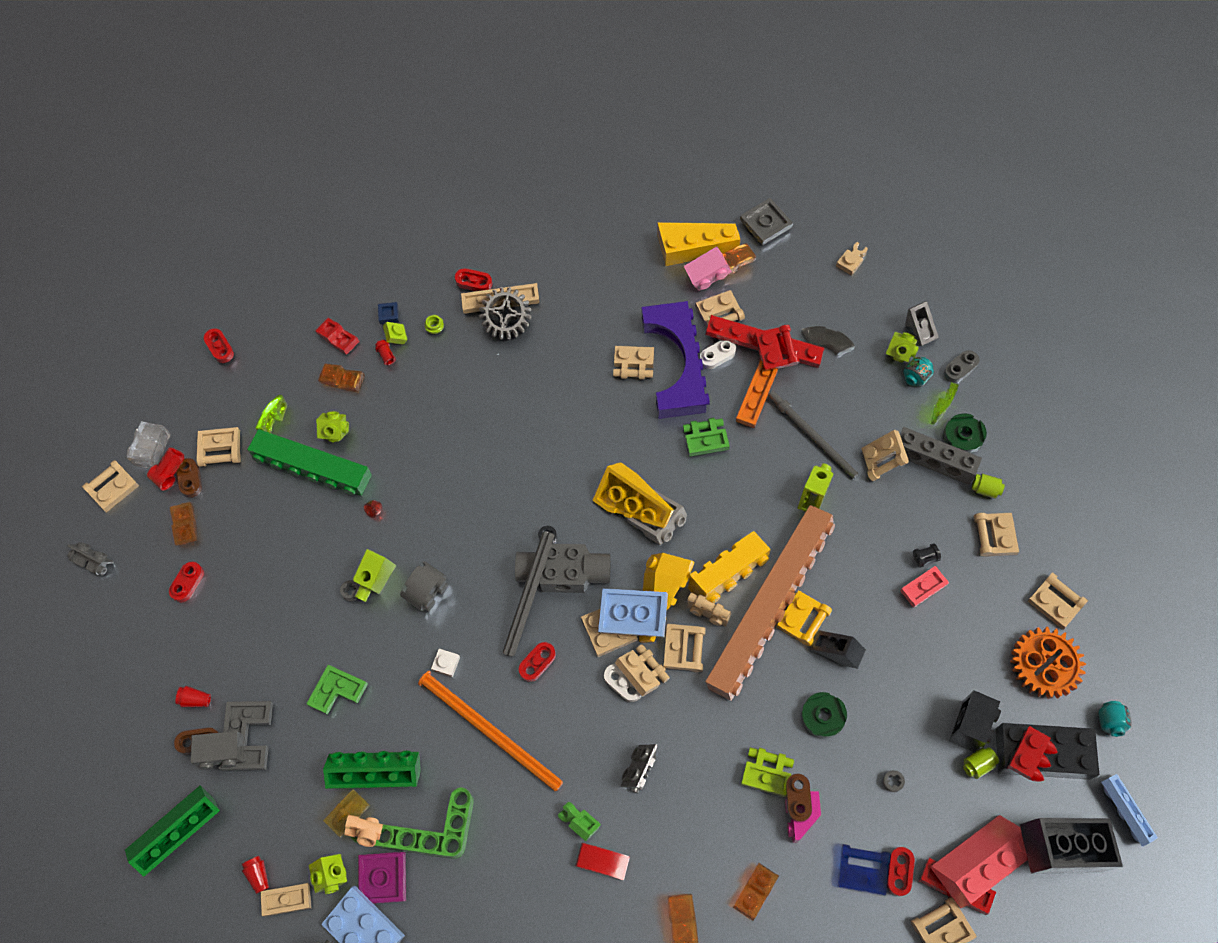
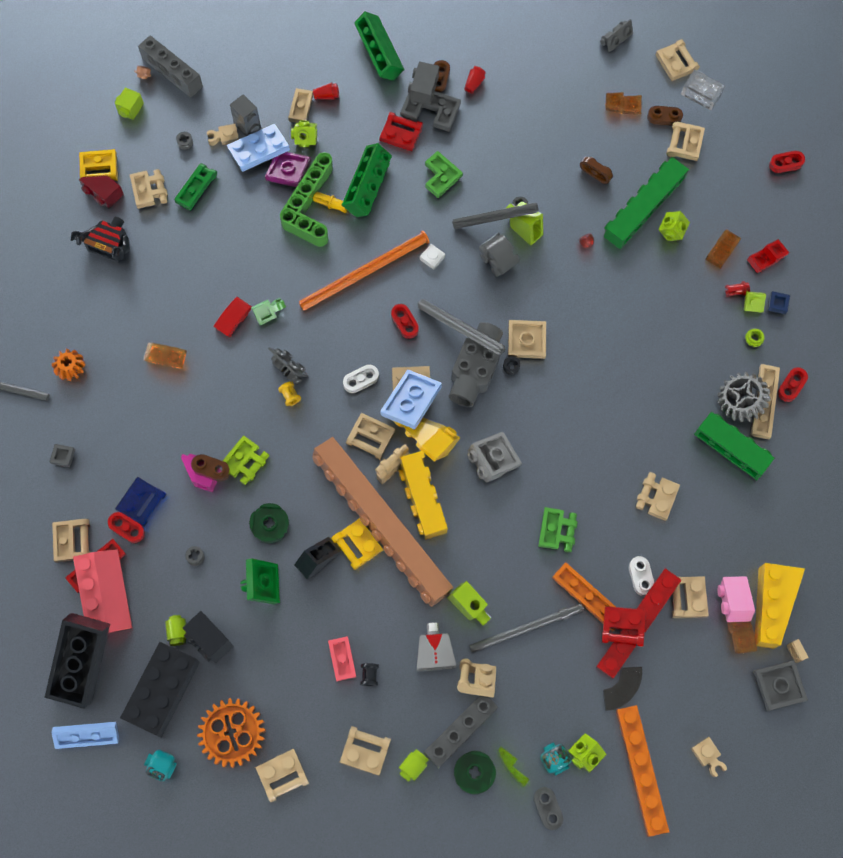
camera: 105 degrees right, 5 degrees up
(163, 473) = (675, 97): red piece -> none
(187, 581) = (571, 94): red plate -> none
(273, 412) = (706, 188): clear neon green slope -> none
(284, 518) = (596, 170): none -> reddish brown plate
(295, 763) = (398, 136): none -> red plate
(353, 805) = (343, 156): clear yellow hips -> none
(366, 830) = (320, 160): light nougat plate -> none
(380, 603) = (495, 215): none -> dark grey axle
(412, 807) = (329, 201): none -> yellow axle
(512, 529) = (527, 339): none -> tan plate
(558, 310) = (734, 445): none -> green brick
(629, 495) = (525, 437): yellow wedge -> none
(638, 673) = (362, 390): tan plate -> none
(671, 753) = (289, 393): none -> yellow bush
(688, 393) = (607, 531): dark purple arch -> none
(731, 214) = (797, 651): none -> tan tile
(756, 891) = (162, 416): clear orange slope -> none
(875, 504) = (435, 650): none -> light grey torso
(890, 305) = (642, 771): none -> orange plate
(892, 693) = (261, 581): none -> green tile
(921, 321) = (605, 786): flat silver slope -> none
(1030, 754) = (159, 666): red plate -> none

